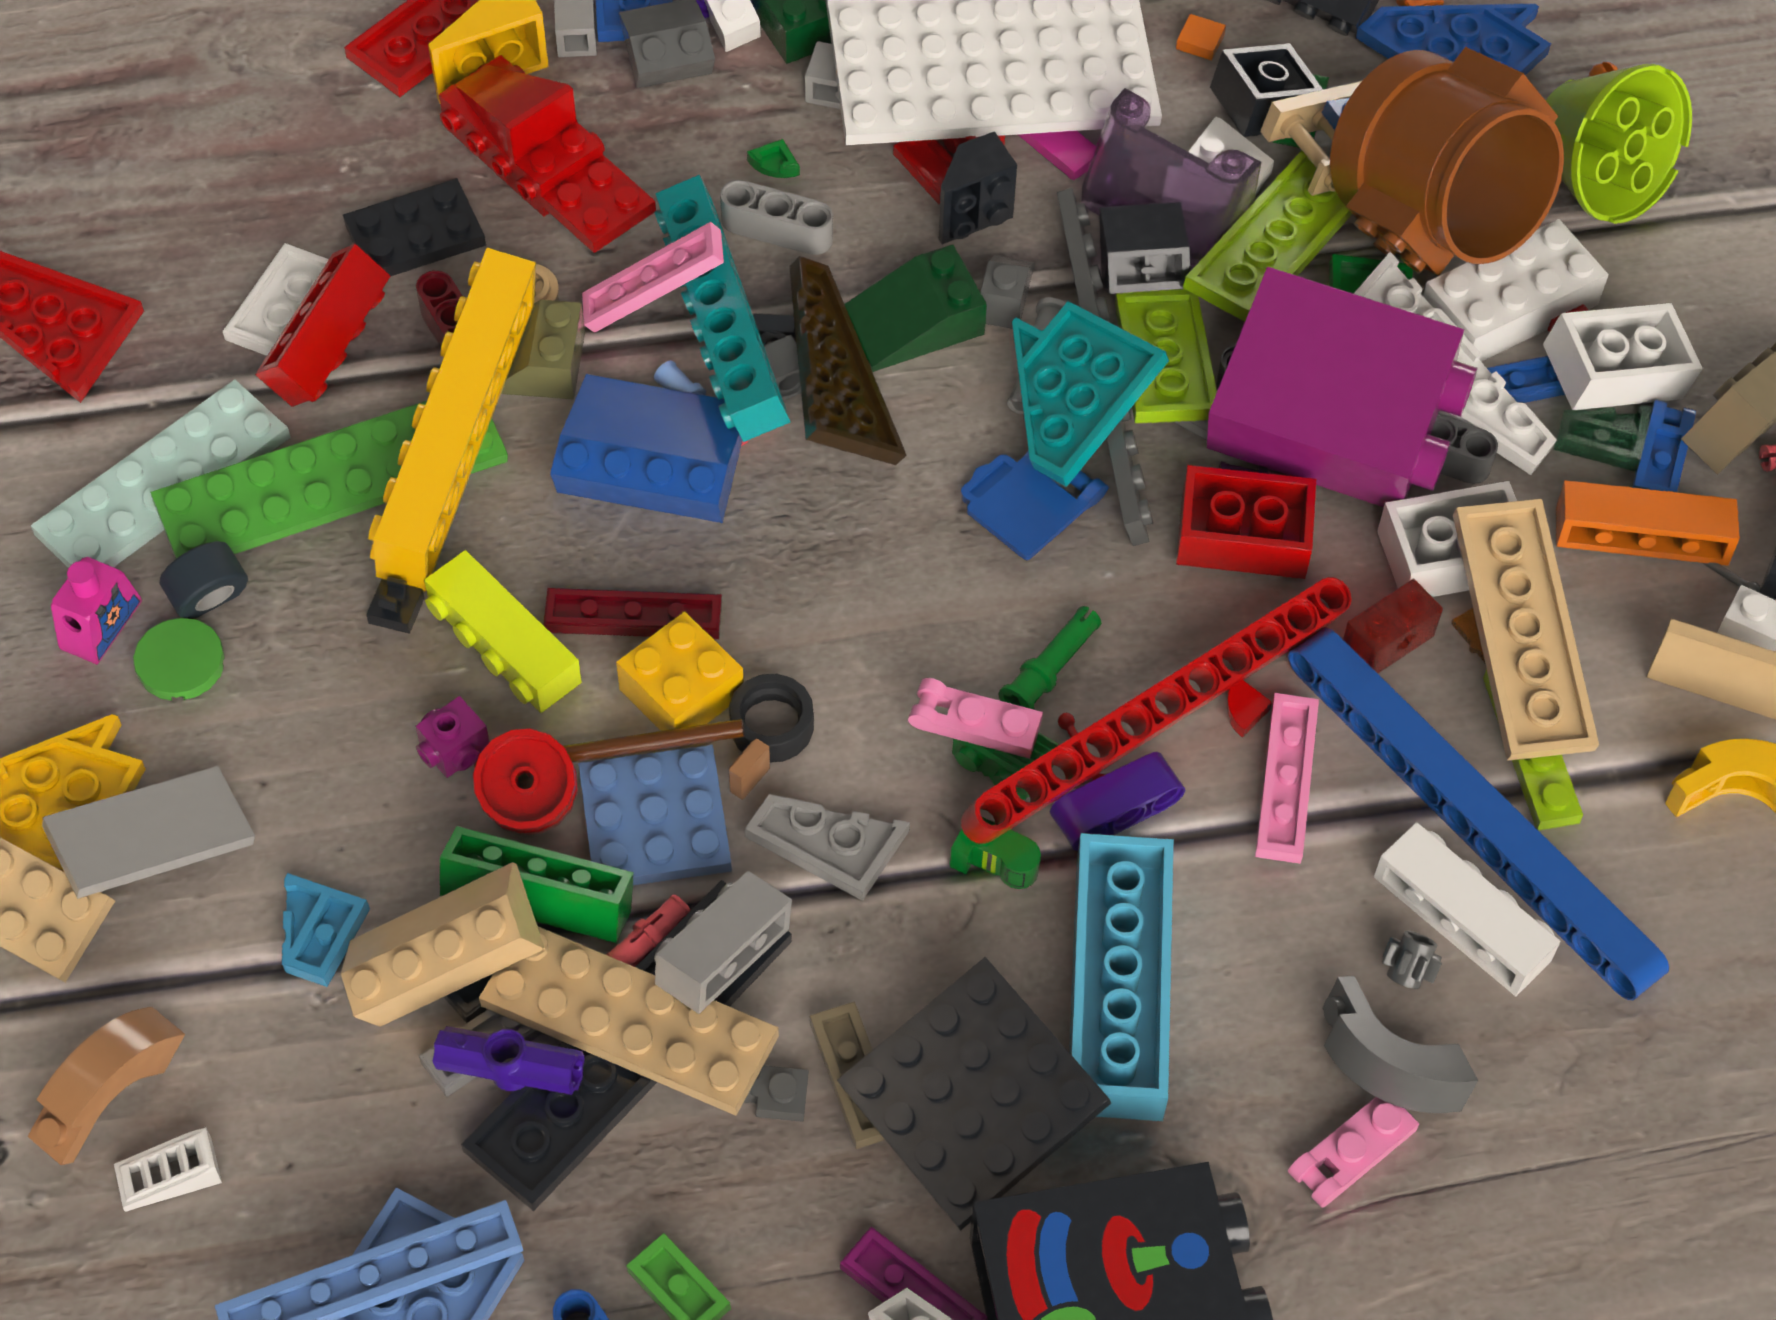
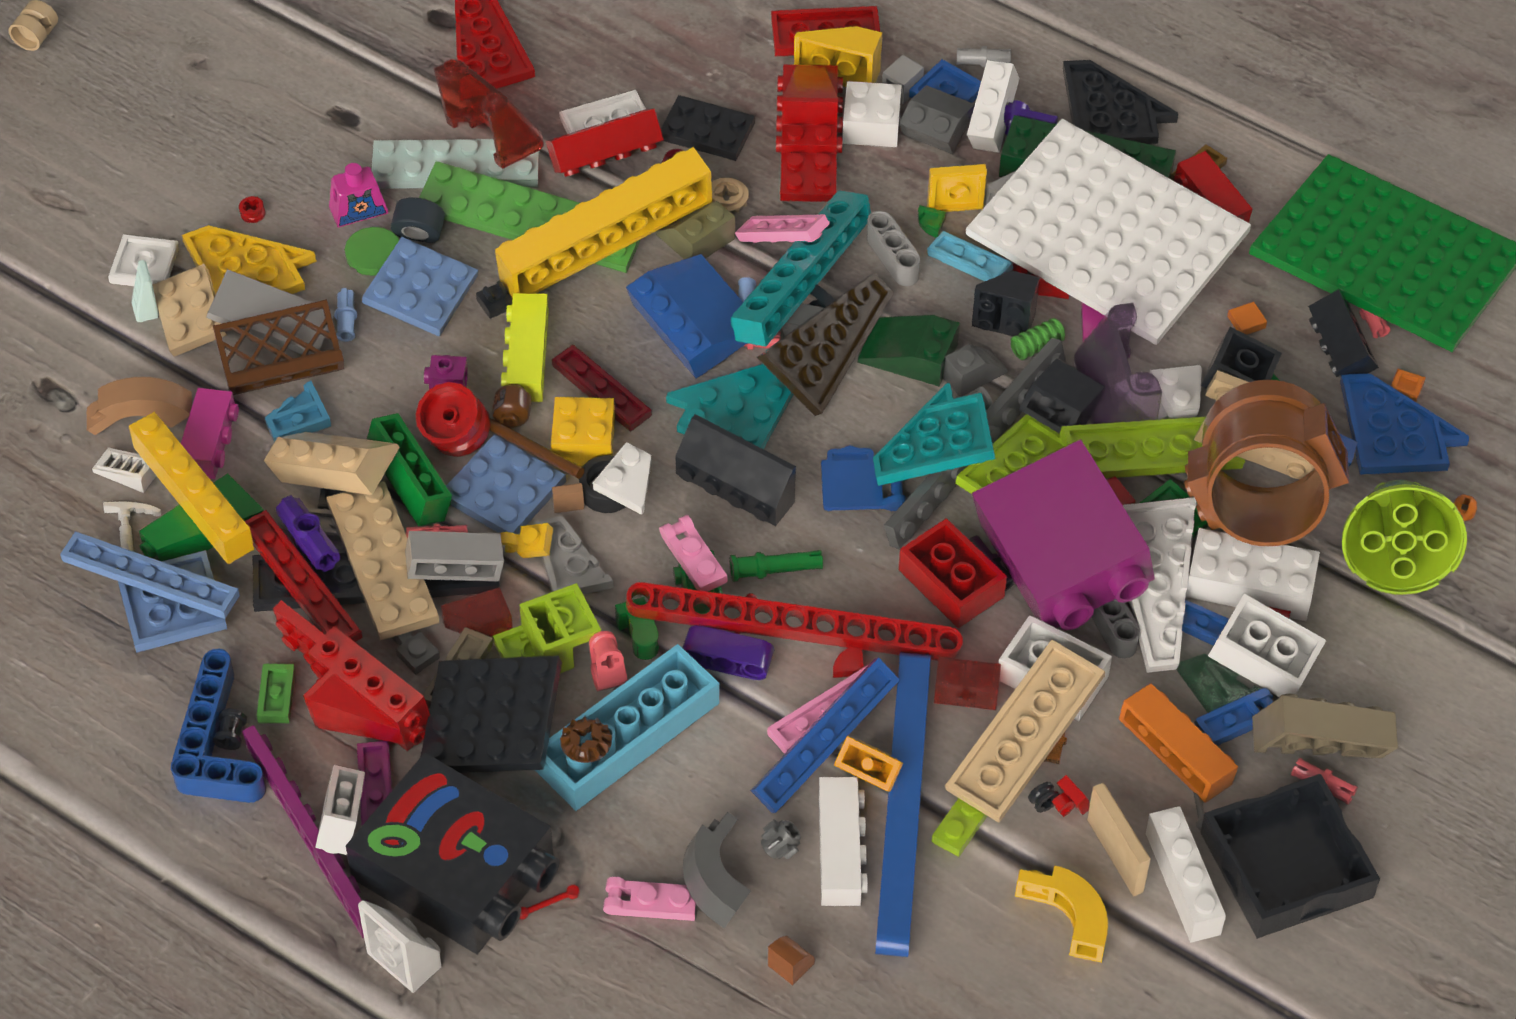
camera: 45 degrees right, 5 degrees down
(117, 381) = (475, 101): none -> clear red windscreen
(230, 1041) = (210, 428): none -> dark pink brick
(235, 761) = (345, 315): none -> light blue axle
(238, 888) = (291, 368): none -> reddish brown fence
(257, 1250) = (124, 509): none -> white piece
(289, 657) = (420, 286): none -> medium blue plate
(310, 1123) = (191, 488): none -> yellow brick
(351, 1151) = (178, 535): none -> green slope
(559, 1124) = (299, 577): none -> red tile
(566, 712) = (512, 405): none -> reddish brown head
(601, 79) = (871, 114): none -> white brick
(771, 851) = (531, 542): none -> yellow plate
(779, 101) = (957, 188): none -> yellow tile
(793, 1192) = (353, 688): none -> red wedge
(802, 691) = (626, 478): none -> white wing
(807, 522) = (740, 402): none -> teal wing
(813, 983) = (481, 612): none -> clear red slope
(866, 171) = (968, 257): none -> medium azure tile
(904, 588) = (736, 470): none -> black slope
(920, 940) = (550, 627): none -> lime bracket
(1018, 922) = (606, 661): none -> coral piece
(1032, 206) = (1036, 338): none -> bright green piece
(1109, 1044) = (590, 750): none -> reddish brown gear
(1262, 1218) = (572, 892): none -> red hinge
(1328, 806) = (825, 735): none -> blue plate
(1413, 796) = (868, 763): none -> light orange slope
(1567, 1084) = (789, 959): none -> dark orange brick
(1596, 685) = (1043, 796): none -> black bush
(1620, 664) = (1070, 798): none -> red tile

